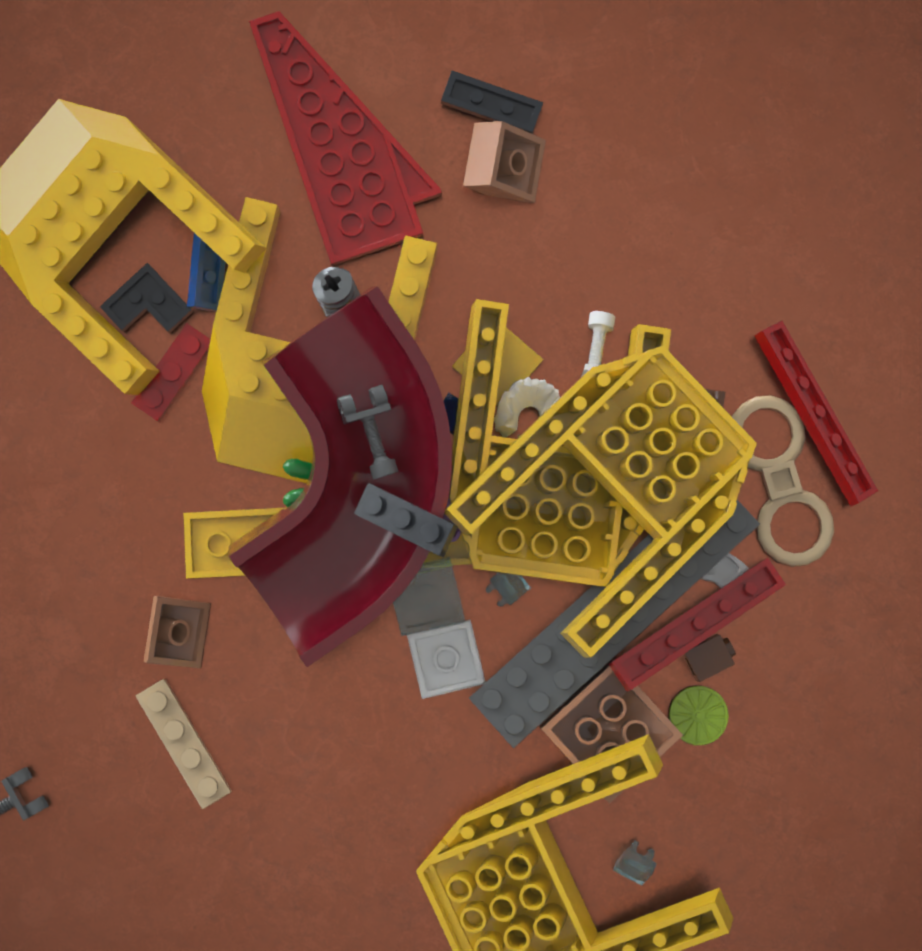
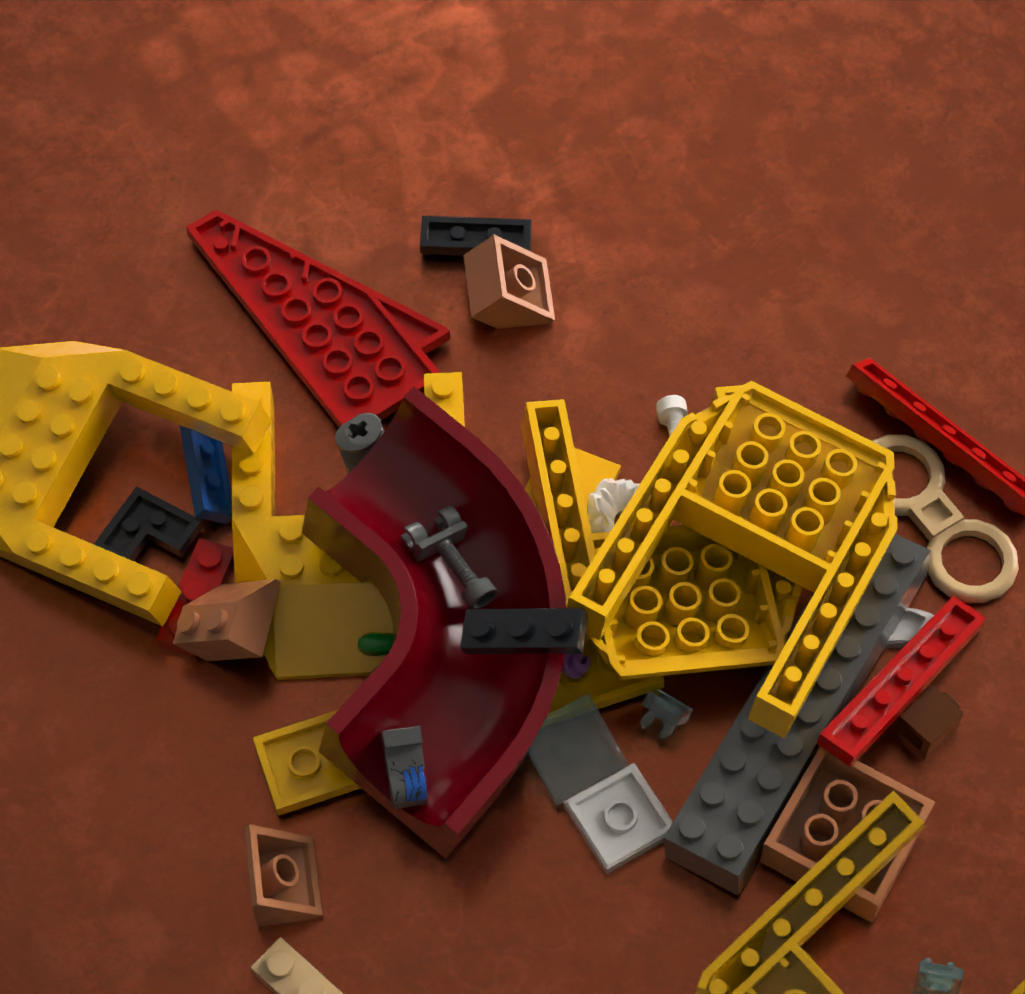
camera: 15 degrees left, 25 degrees down
(189, 410) = (228, 621): none -> nougat slope
(285, 591) = (404, 766): none -> dark grey leg
(699, 715) = (951, 787): lime wheel -> none

